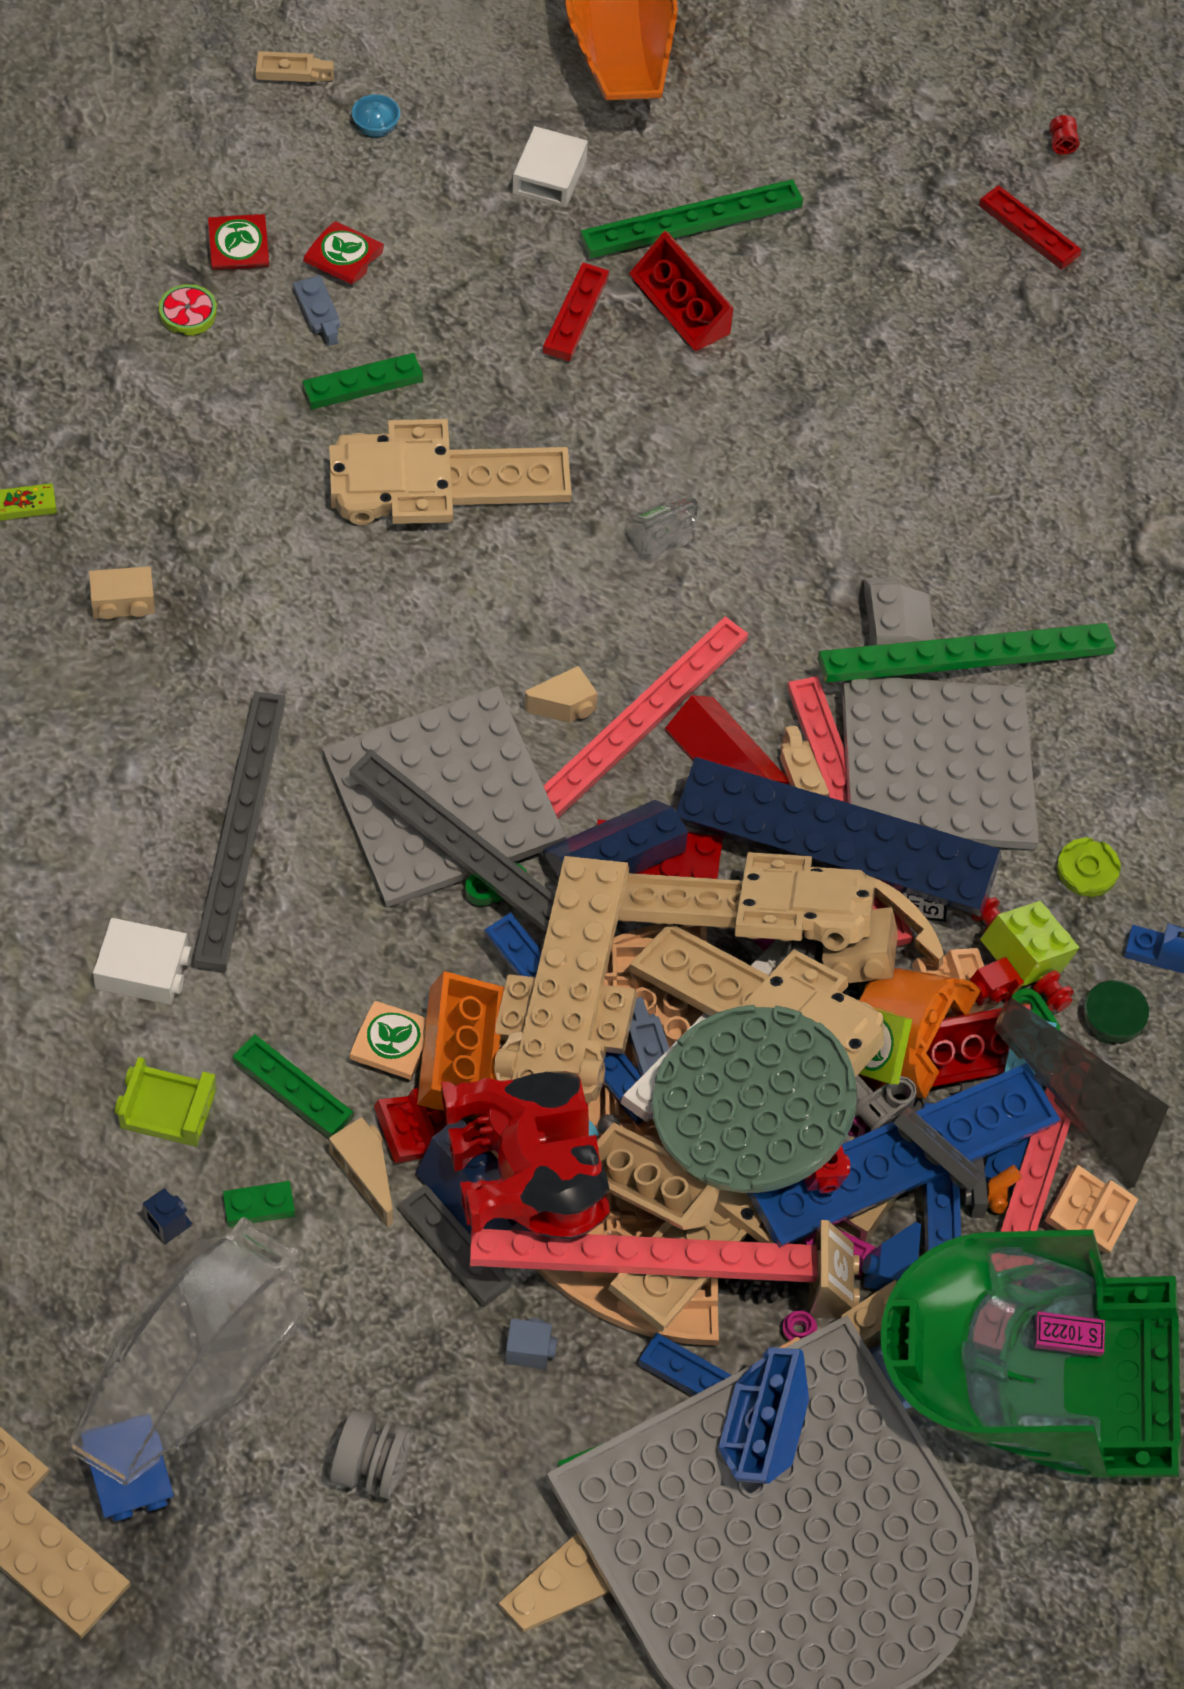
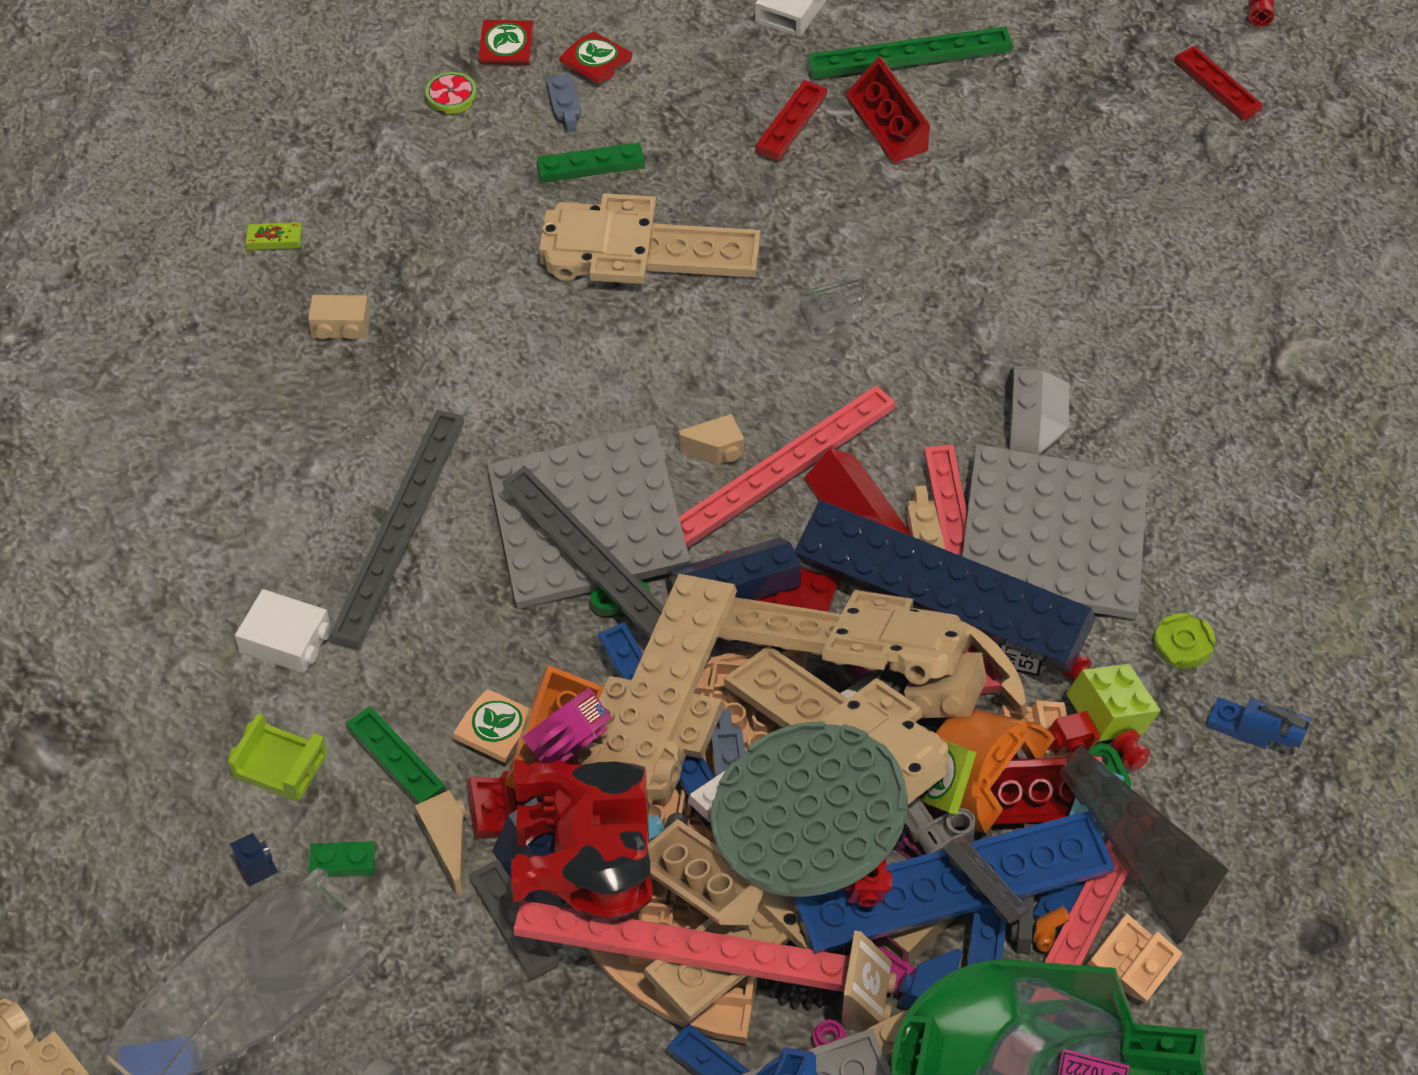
camera: 15 degrees right, 5 degrees down
(485, 1040) = (568, 728): none -> dark pink brick
(530, 1343) = (565, 1019): sand blue brick -> none
(965, 652) = (1096, 436): green plate -> none
(1115, 1011) = (1189, 775): dark green tile -> none

